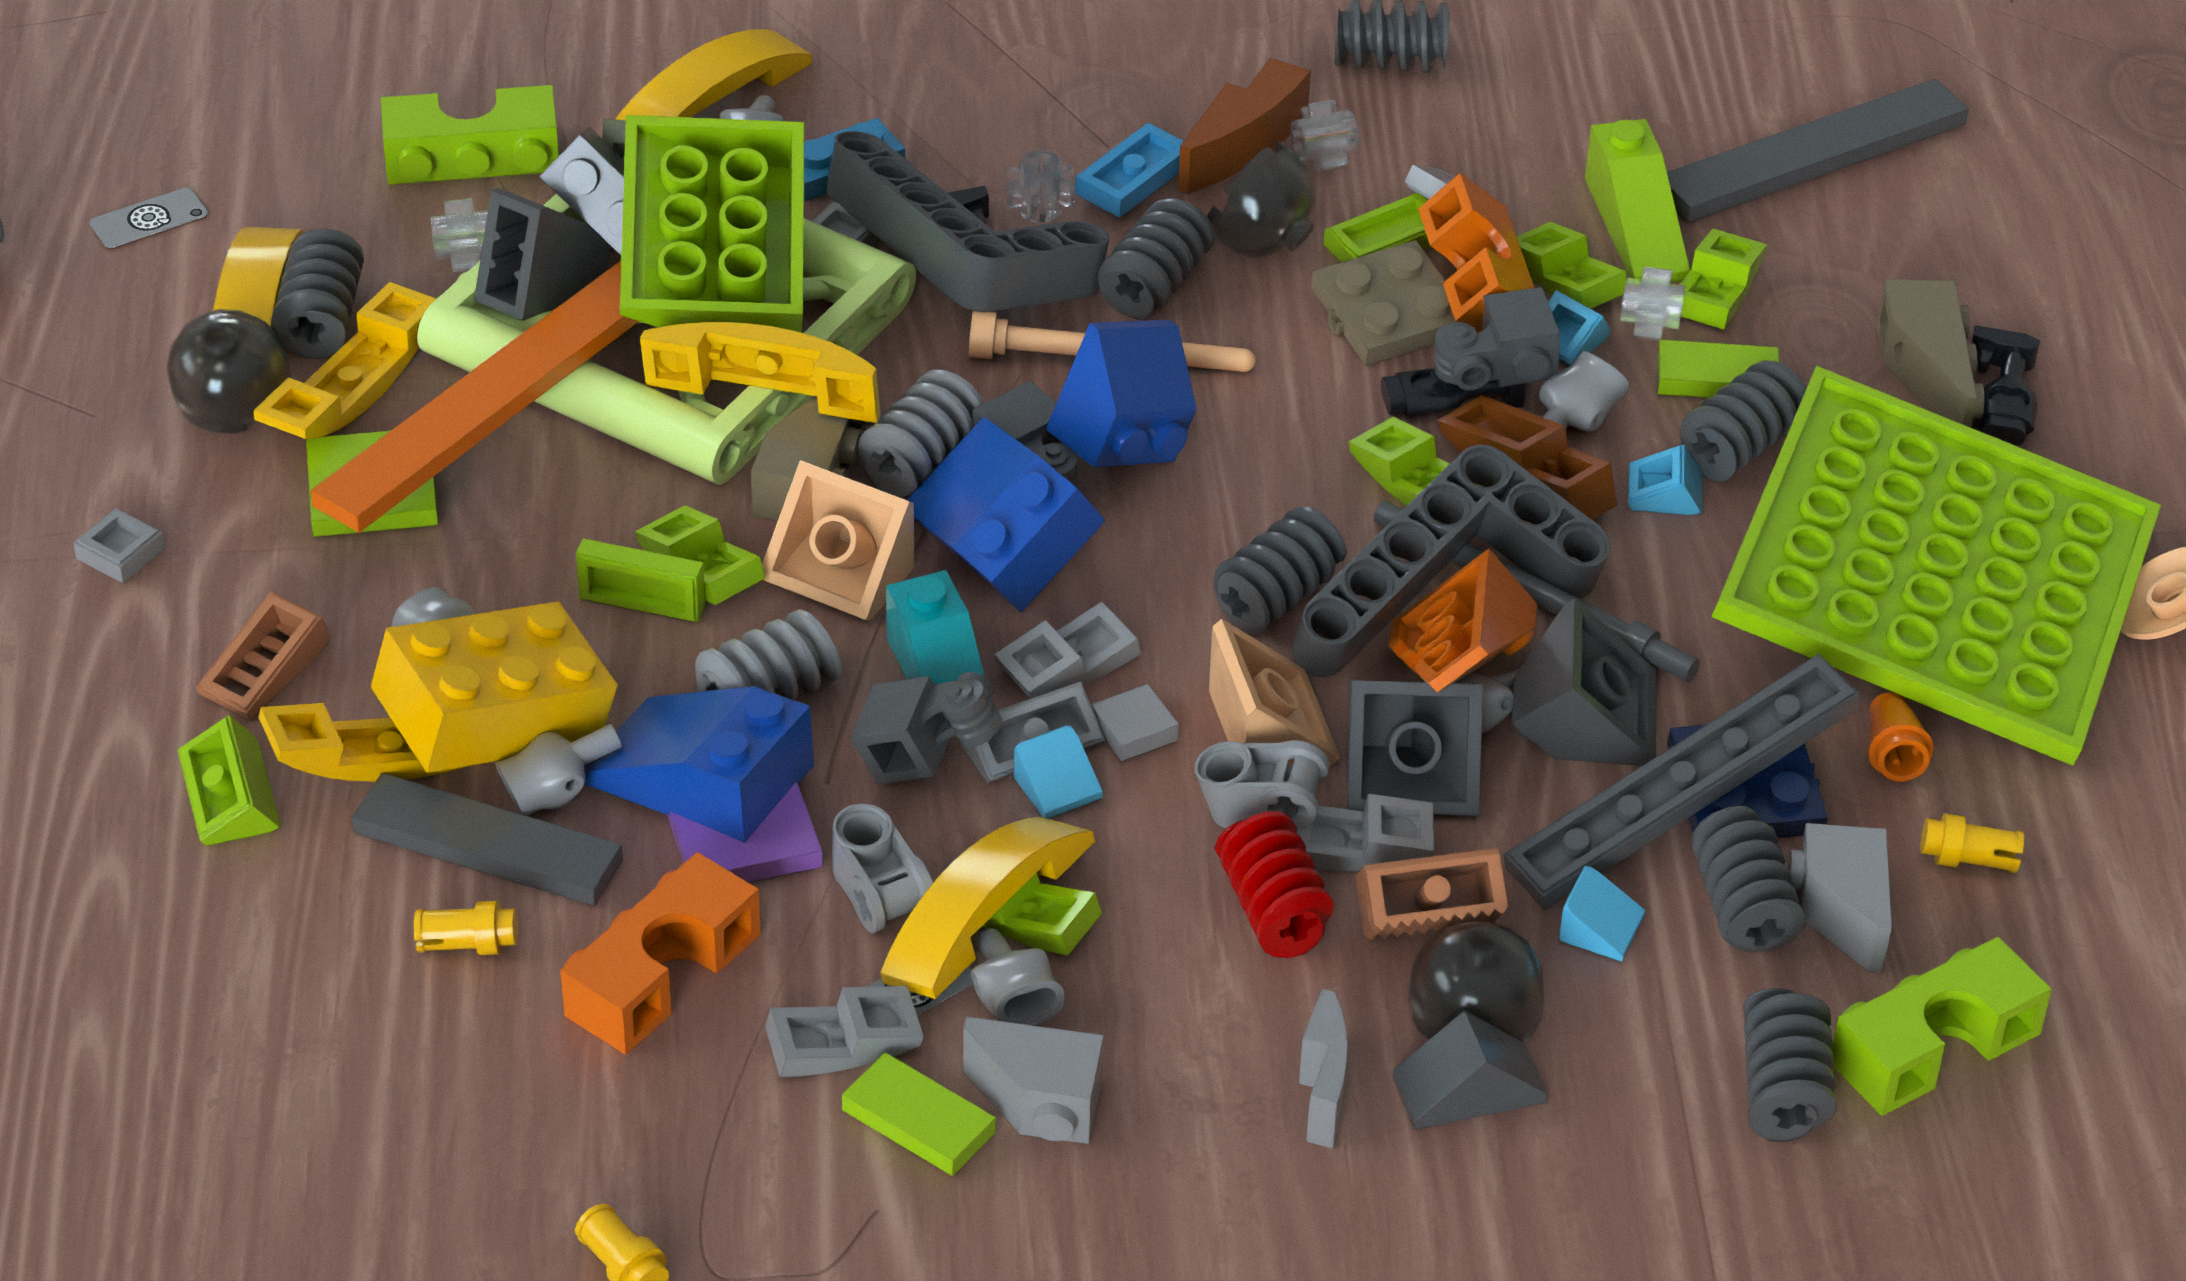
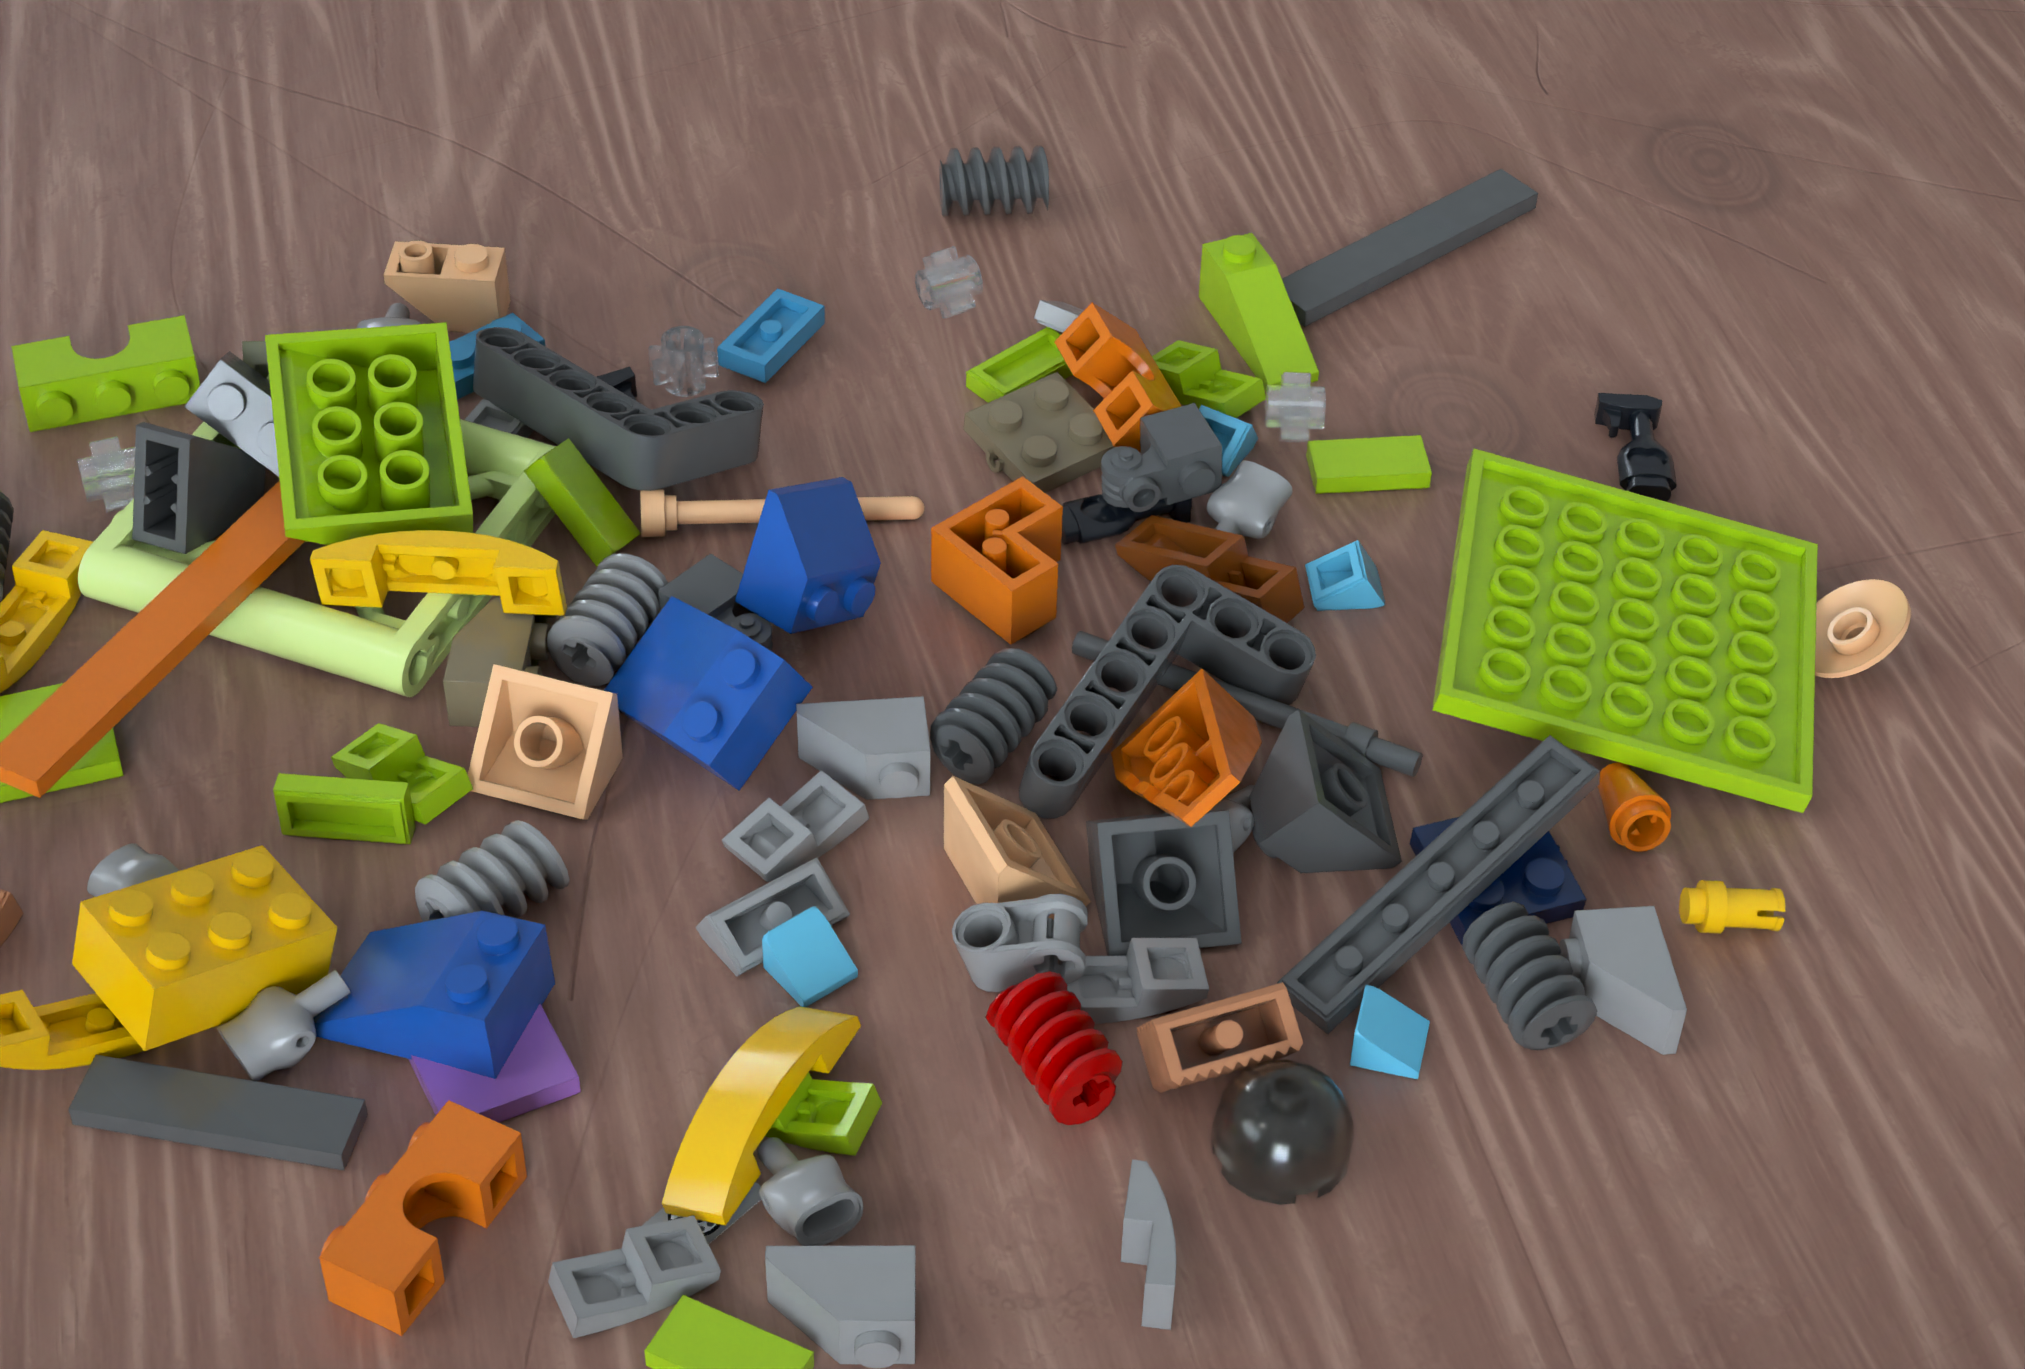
camera: 10 degrees left, 0 degrees up
(478, 928) = (226, 1216): yellow animal -> none
(717, 71) = (332, 291): yellow slope -> none
(820, 81) = (451, 282): none -> light nougat slope
(876, 866) = (640, 1087): light grey piece -> none
(912, 720) = (650, 925): dark grey brick -> none
(913, 314) = (582, 501): none -> lime slope
(930, 629) = (662, 839): teal slope -> none
(1135, 722) = (878, 892): light grey tile -> none
(1152, 583) = (868, 745): none -> light grey slope
(1155, 257) = (809, 417): dark grey piece -> none
(1243, 124) = (869, 281): dark orange slope -> none
(1267, 205) = (908, 355): clear smoke cylinder -> none
(1318, 419) = (1002, 559): none -> orange brick
(1398, 458) = (1093, 591): lime slope -> none
(1467, 1074) = (1293, 1229): dark grey slope -> none
(1720, 277) = (1350, 374): lime slope -> none
(1742, 419) = (1408, 508): dark grey piece -> none
(1788, 1063) = (1617, 1169): dark grey piece -> none
(1893, 1043) = (1783, 1069): lime arch -> none
(1927, 349) = (1560, 419): dark tan slope -> none

